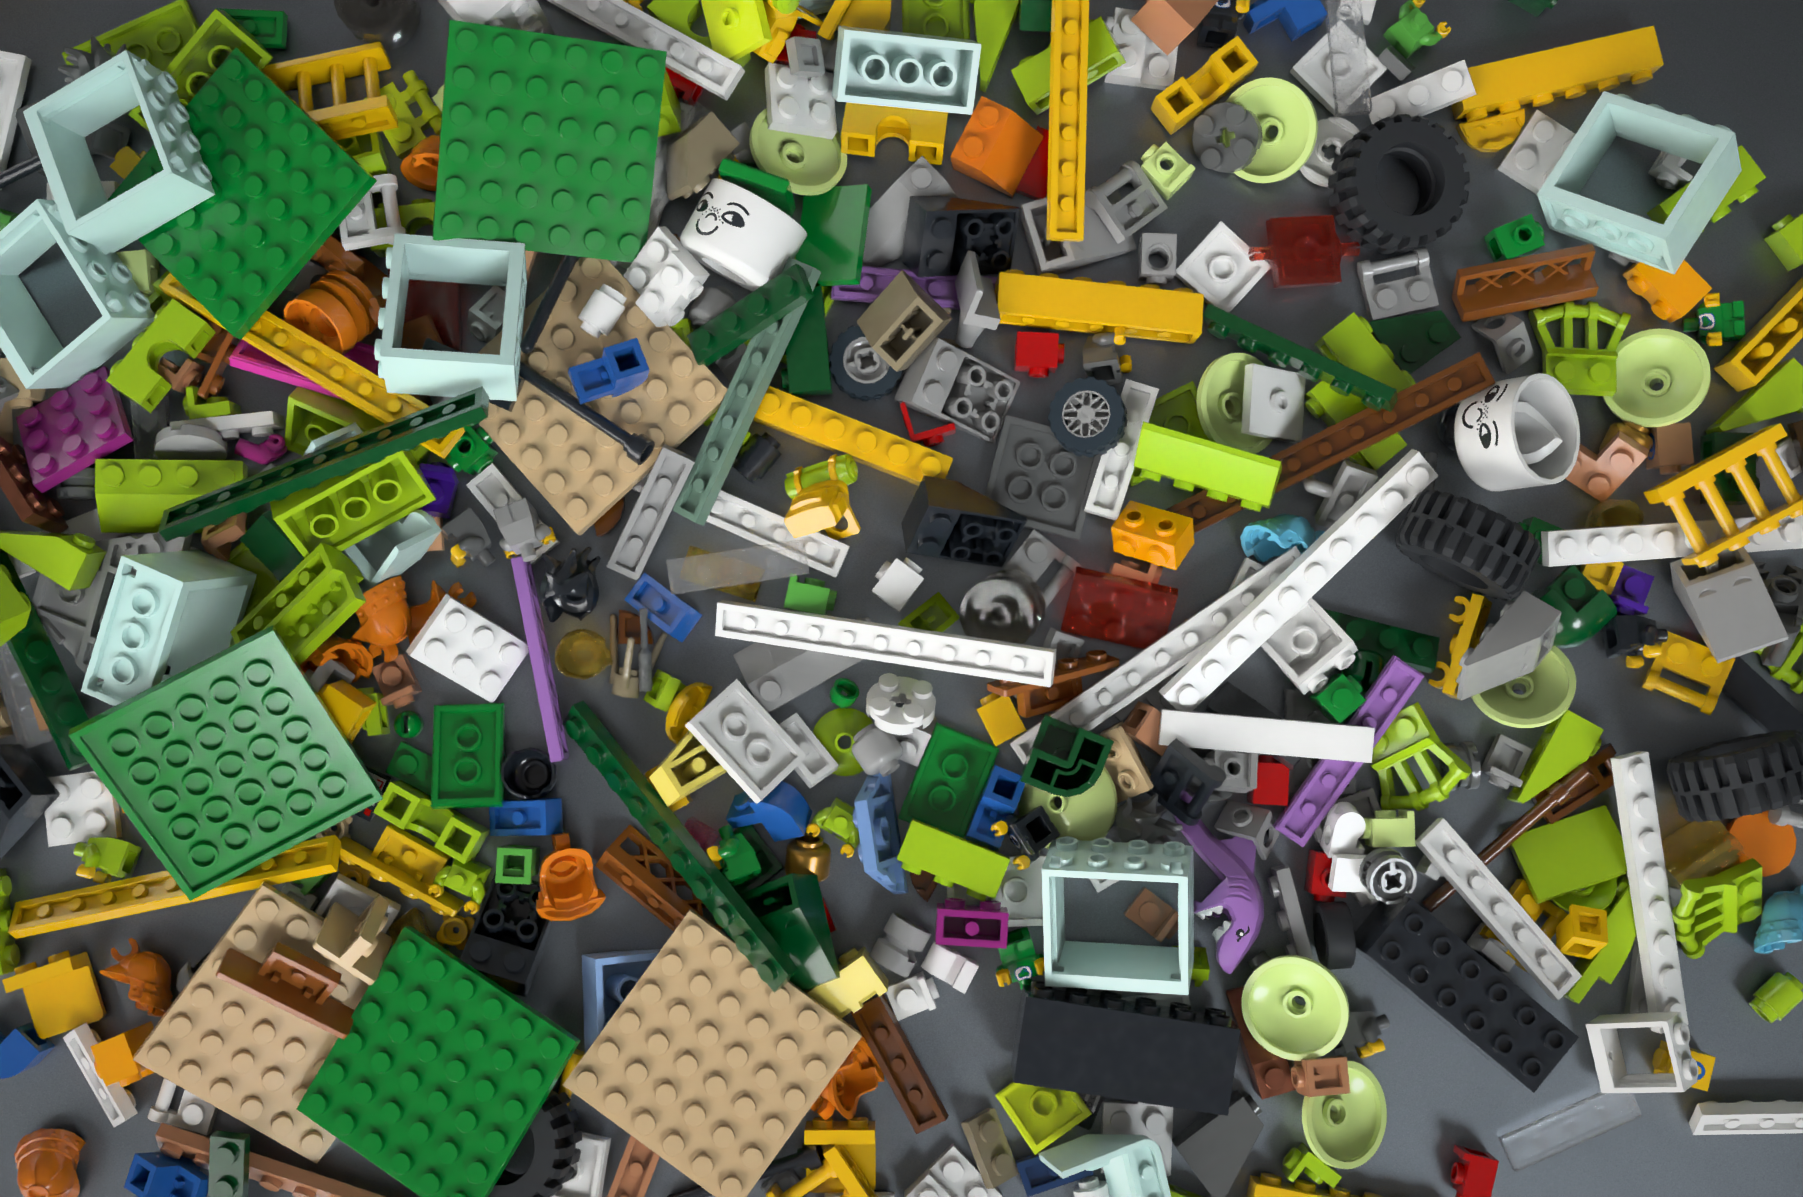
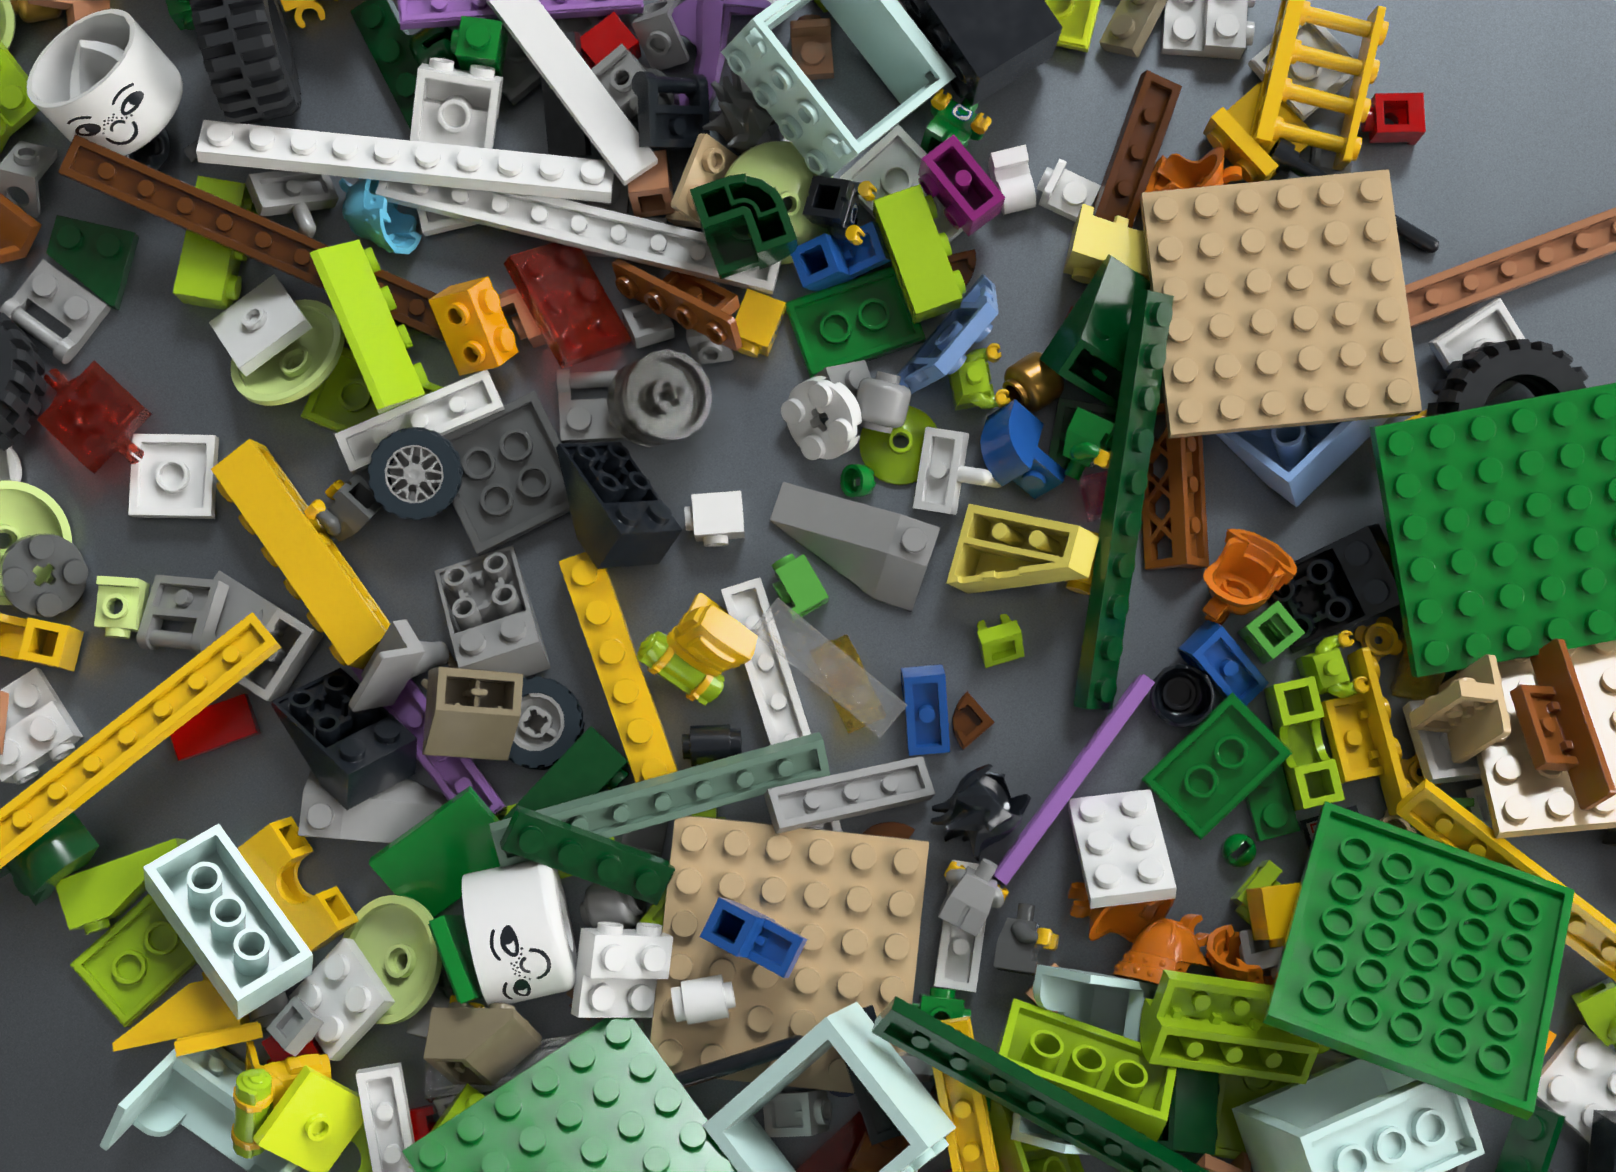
camera: 135 degrees left, 5 degrees down
(397, 682) = (1211, 894): nougat bracket -> none
(444, 486) = (992, 1015): dark purple bracket -> none
(582, 654) = (1033, 744): clear yellow hair -> none
(626, 679) = (1020, 683): dark tan plant -> none
(637, 446) = (801, 855): black piece -> none
(644, 655) = (984, 685): dark grey piece -> none
(684, 708) = (999, 606): yellow tile -> none
(746, 741) = (978, 517): white plate -> none
(886, 643) = (780, 473): white plate -> none
(900, 944) = (1033, 238): light grey wheel -> none
(930, 437) = (558, 604): red bracket -> none
(932, 615) = (727, 461): lime slope -> none
(995, 147) = (231, 778): orange slope -> none
(1034, 71) = (127, 797): lime brick -> none
(1038, 353) = (395, 574): red brick -> none
(1160, 244) = (195, 539): light grey brick -> none
(1310, 364) = (196, 314): dark green plate -> none
(1357, 348) = (149, 277): lime brick -> none

